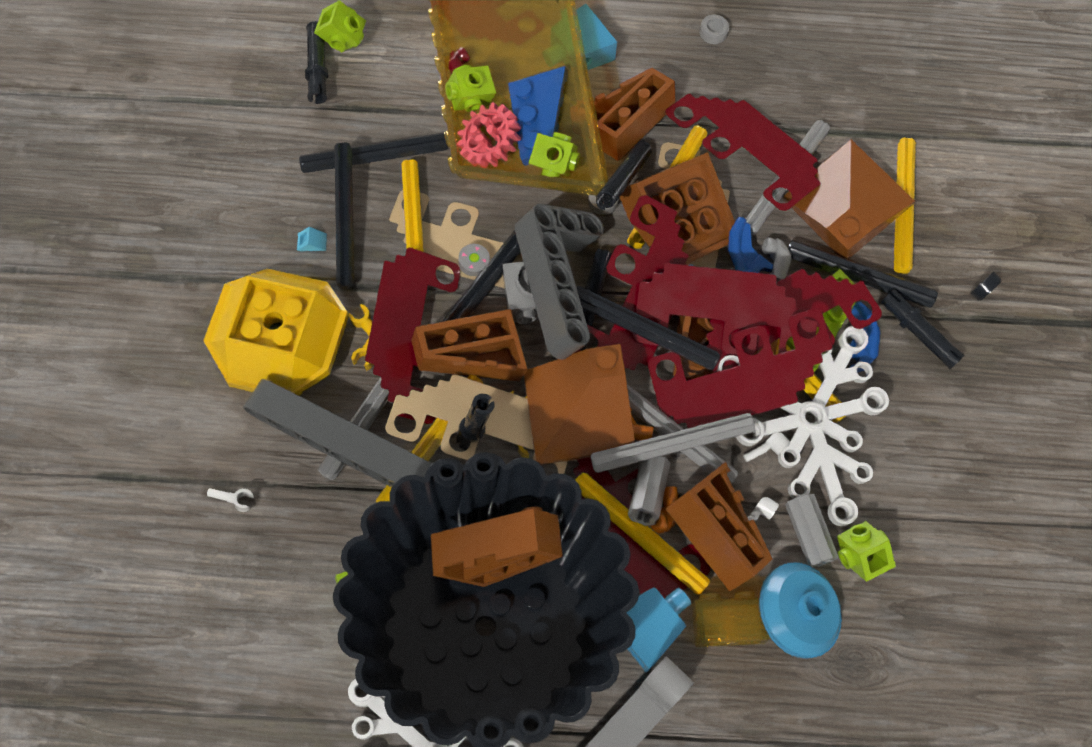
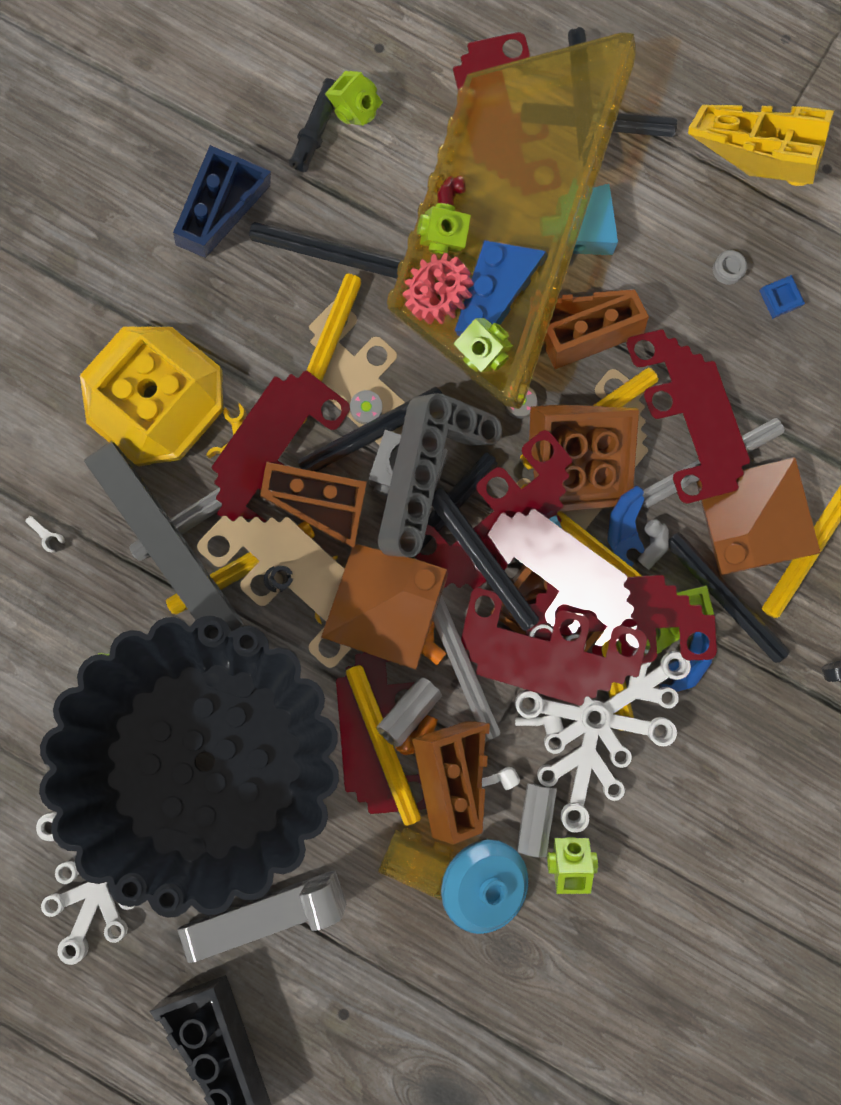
camera: 30 degrees right, 15 degrees up
(262, 148) = (218, 200): none -> dark blue wedge
(311, 240) = (227, 315): medium azure piece -> none
(344, 216) = (265, 304): black axle -> none
(497, 547) = (235, 709): dark orange wedge -> none
(623, 175) = (576, 375): black piece -> none
(656, 624) = (349, 834): dark azure torso -> none
(672, 442) = (451, 682): light grey axle -> none
(767, 33) = (782, 296): none -> blue tile
(922, 329) = (752, 682): black pin -> none

